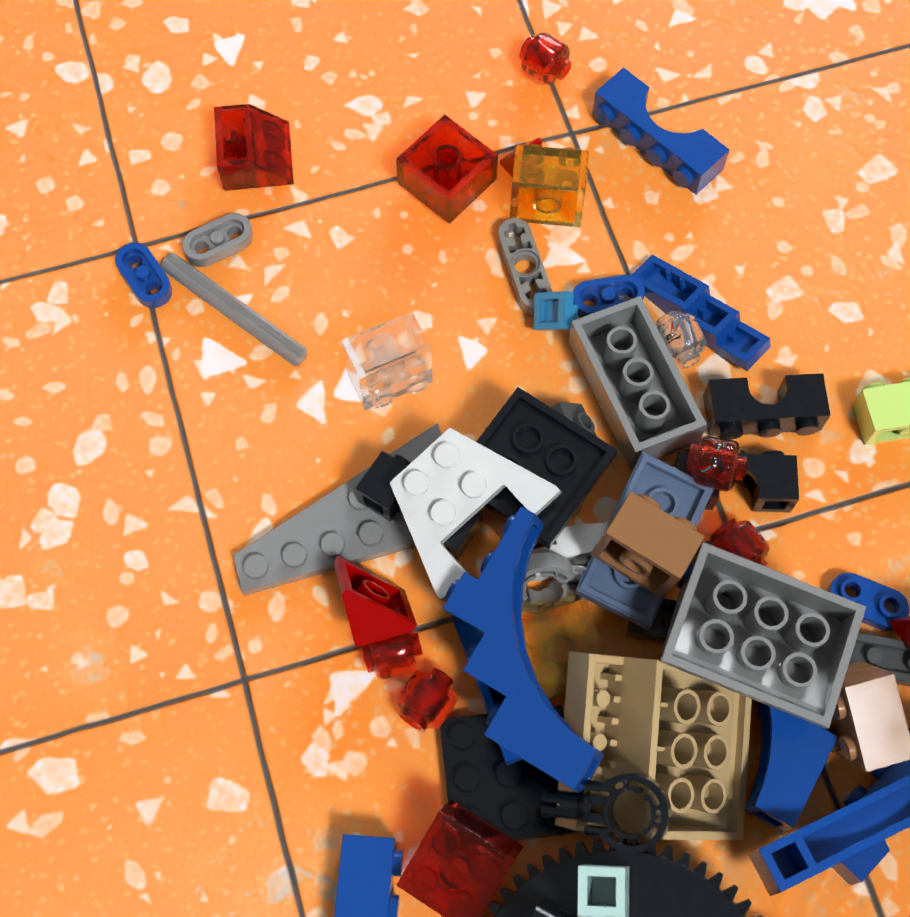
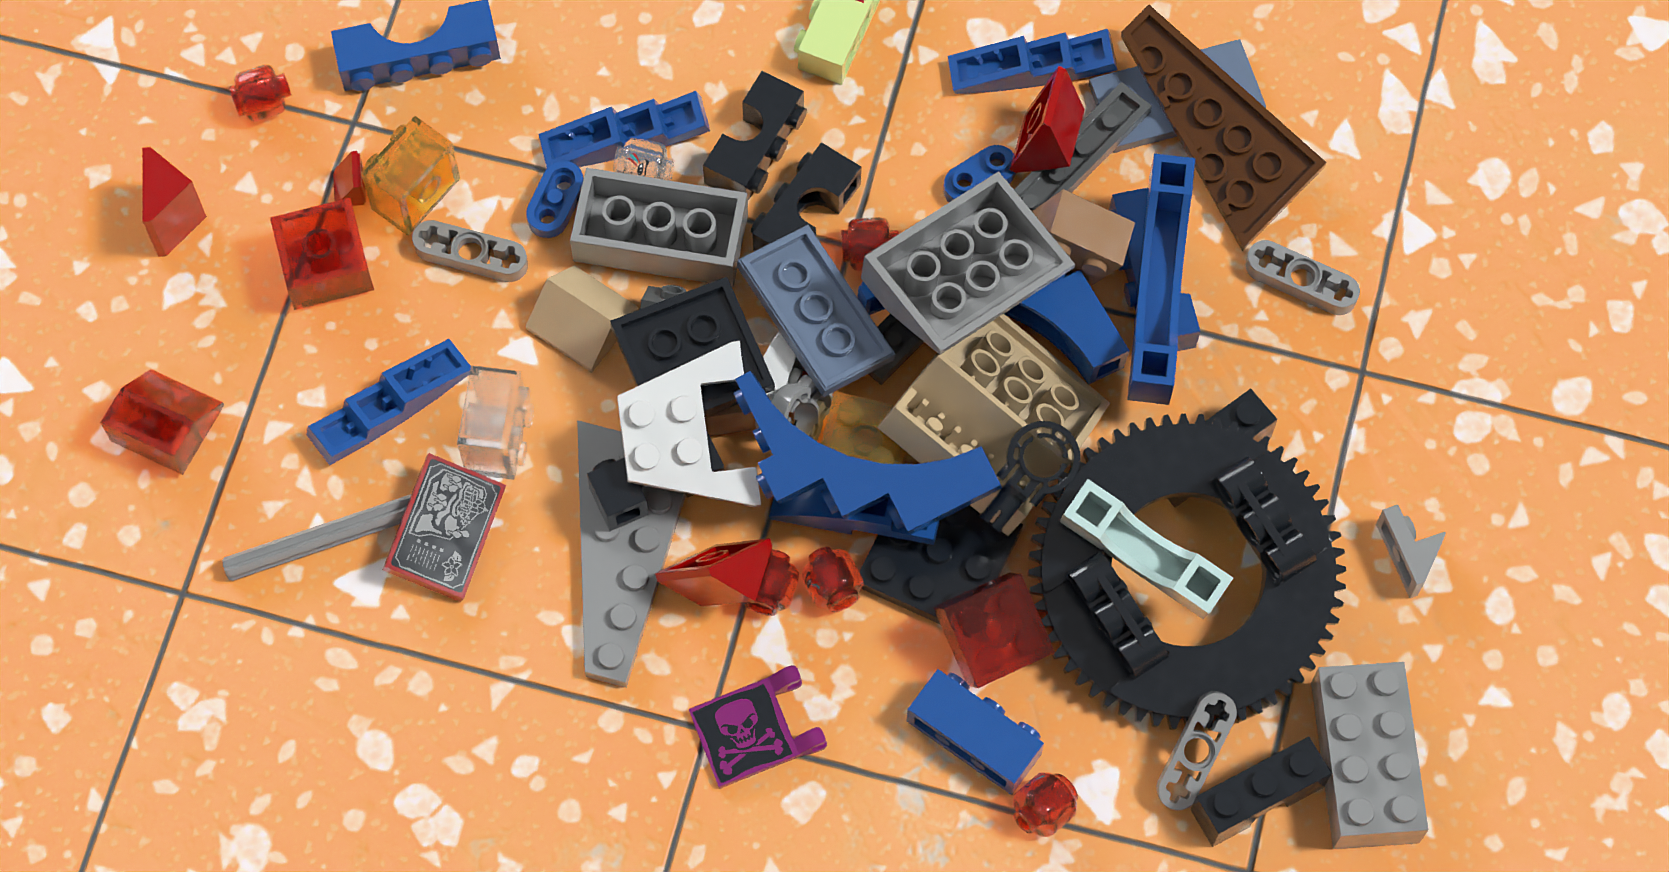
camera: 60 degrees left, 0 degrees up
(144, 277) = (230, 598): blue plate -> none
(216, 238) = (239, 511): light grey plate -> none
(259, 712) = (748, 731): none -> flag
(287, 382) = (444, 527): none -> tile
(366, 287) = (389, 402): none -> blue slope
(411, 48) = (168, 203): none -> red slope
(529, 362) = (576, 316): none -> tan slope
(554, 310) = (542, 251): dark azure tile -> none
(648, 544) = (832, 304): medium nougat brick -> none
(716, 463) = (789, 207): clear red head -> none

